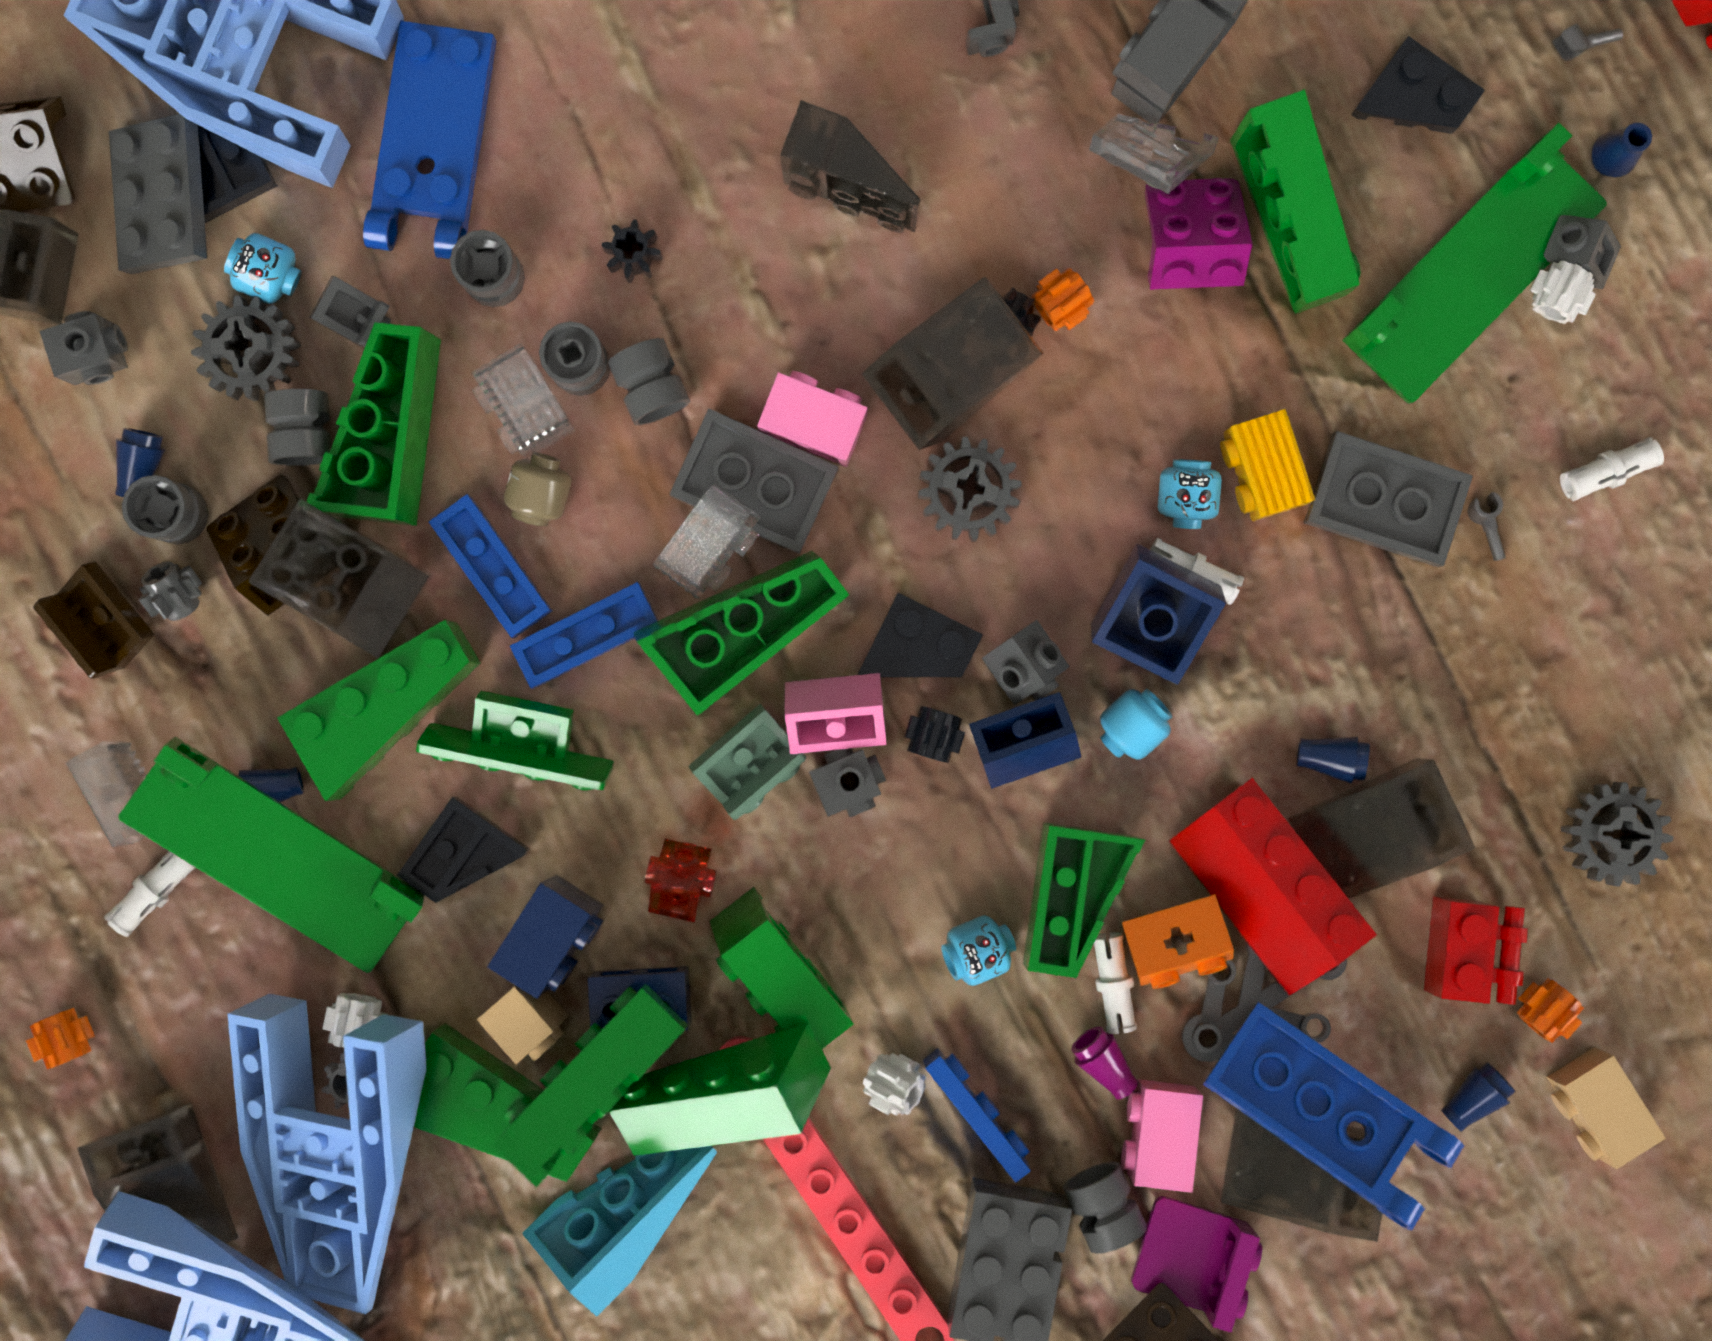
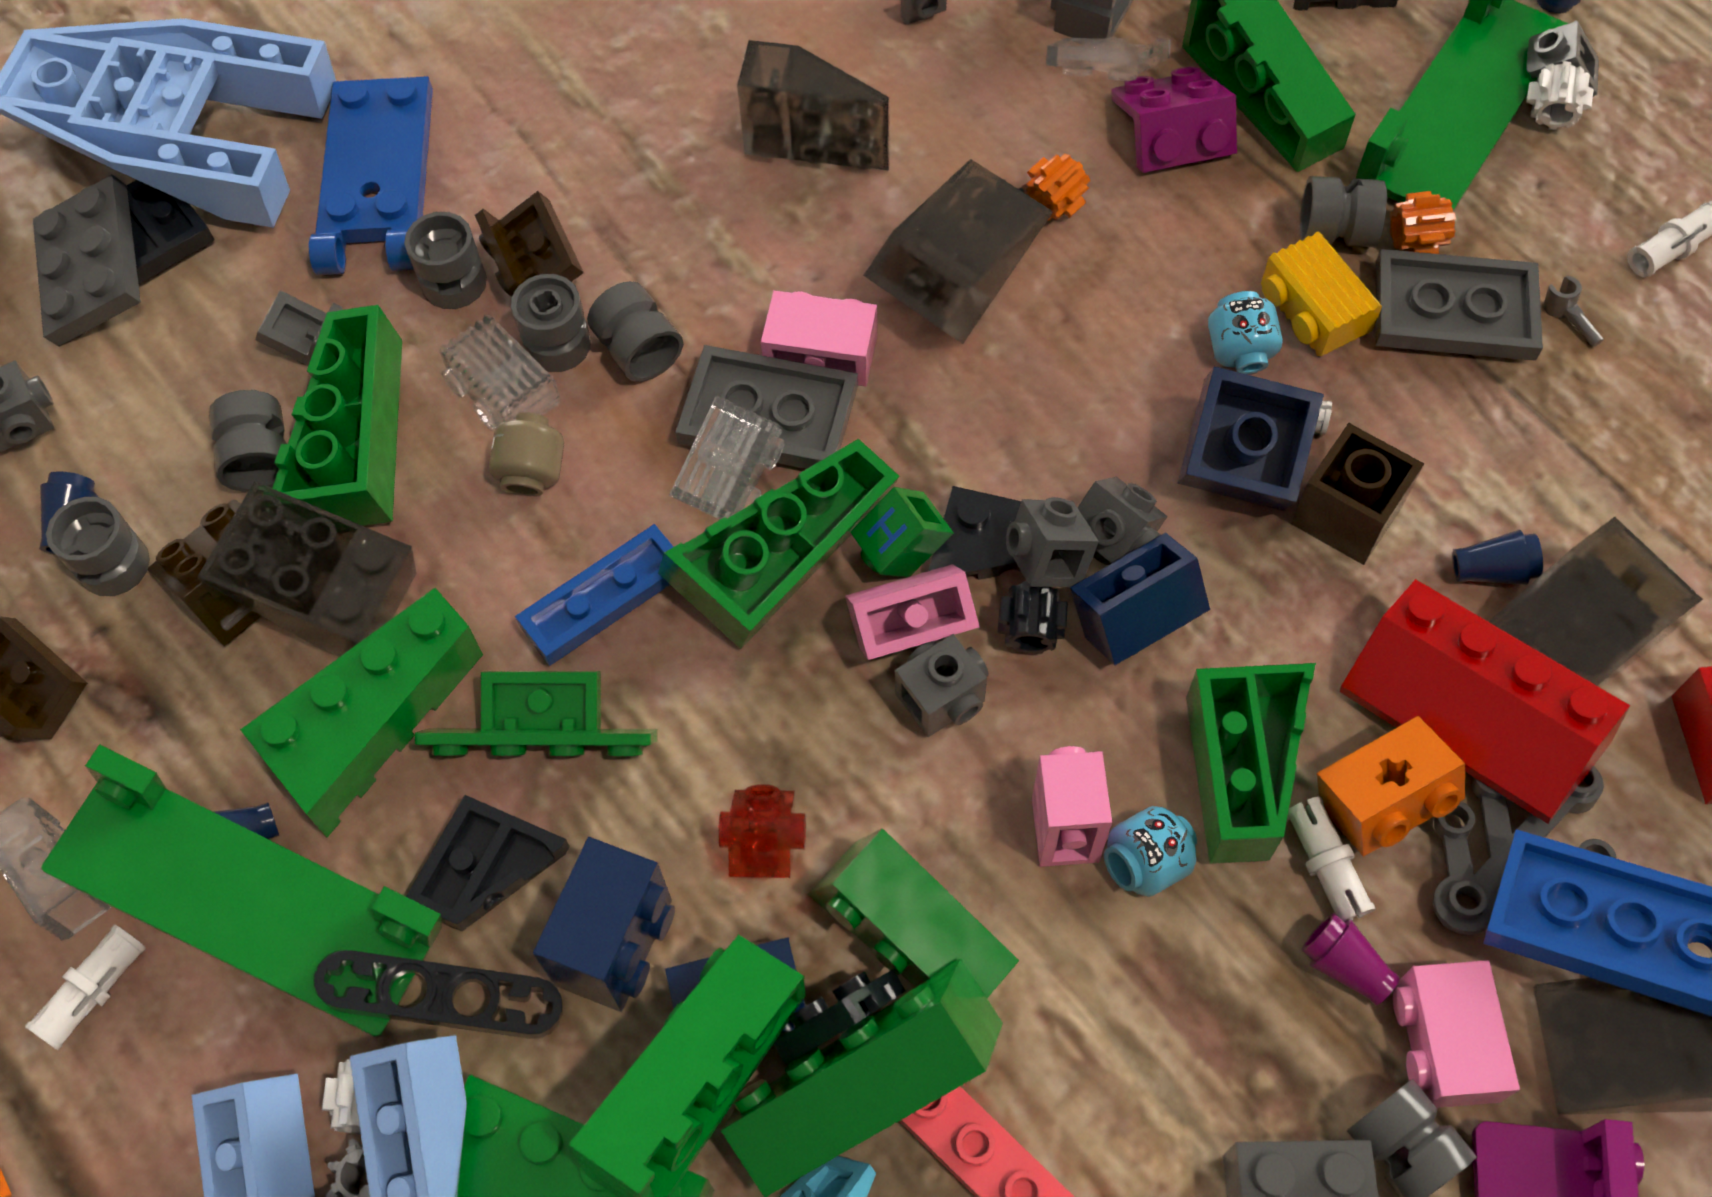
camera: 10 degrees left, 25 degrees down
(170, 591) = (105, 631): dark grey gear -> none
(230, 334) = (184, 379): dark grey gear -> none
(262, 268) = (201, 305): medium azure head -> none
(415, 963) = (438, 1004): none -> black beam
(490, 566) = (483, 543): blue plate -> none
(524, 1023) = (588, 1034): tan brick -> none
(565, 267) = (527, 243): none -> dark brown bracket
(641, 259) = (597, 224): black gear -> none
(701, 1049) = (820, 1023): none -> black wing
(747, 763) = (818, 690): sand green bracket -> none
(843, 637) = (901, 533): none -> green brick
(894, 1084) = (1089, 1036): white gear -> none
(922, 913) = (1071, 807): none -> bright pink brick
(962, 682) = (1051, 542): none -> dark grey brick
(979, 1113) = (1209, 1056): blue plate -> none
(991, 494) = (979, 371): dark grey gear -> none
(1135, 724) = (1261, 565): medium azure head -> none
(1234, 679) = (1356, 493): none -> dark brown head
(1316, 383) = (1344, 211): none -> dark grey wheel
(1384, 410) = (1422, 223): none -> orange gear

